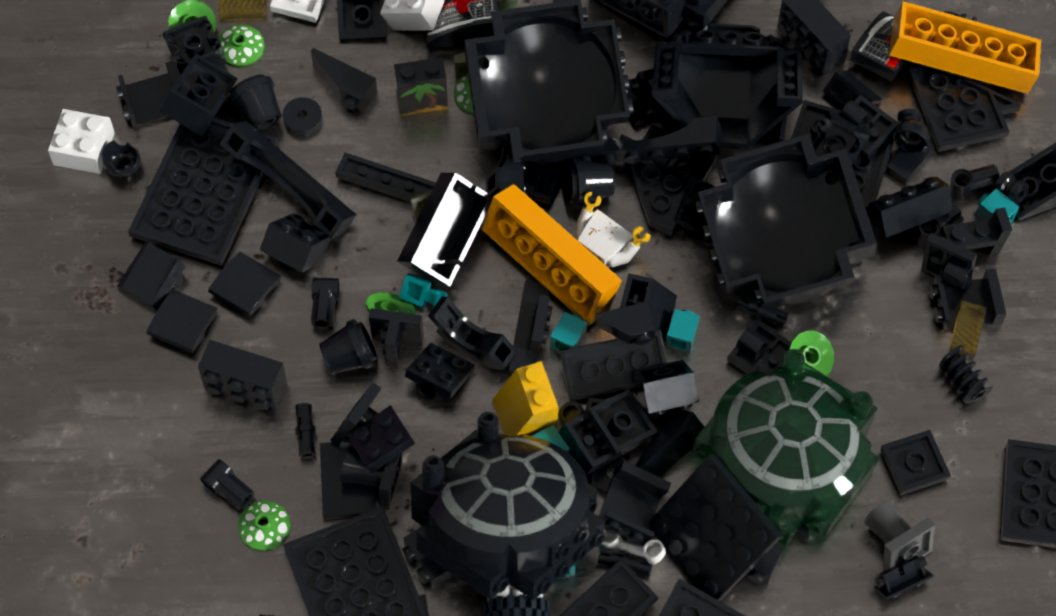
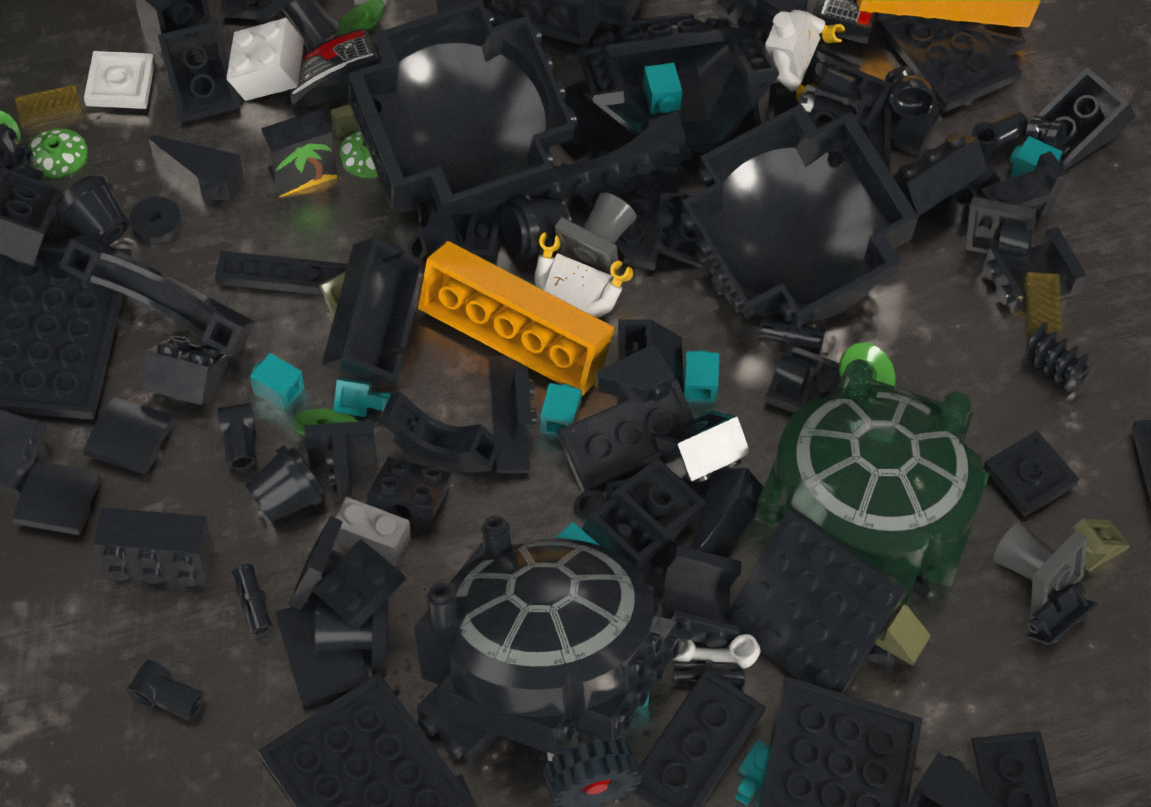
camera: 15 degrees left, 5 degrees down
(267, 536) = (230, 747): bright green dish -> none
(362, 265) = (277, 381): none -> teal brick
(405, 398) = (379, 529): none -> light grey brick
(526, 402) = (534, 497): yellow slope -> none
(634, 199) = (595, 240): none -> dark grey plant
(716, 88) = (662, 88): none -> teal brick
(775, 567) = (904, 636): none -> olive slope
(827, 74) = (794, 43): none -> white torso
(951, 527) = (1103, 541): none -> olive slope

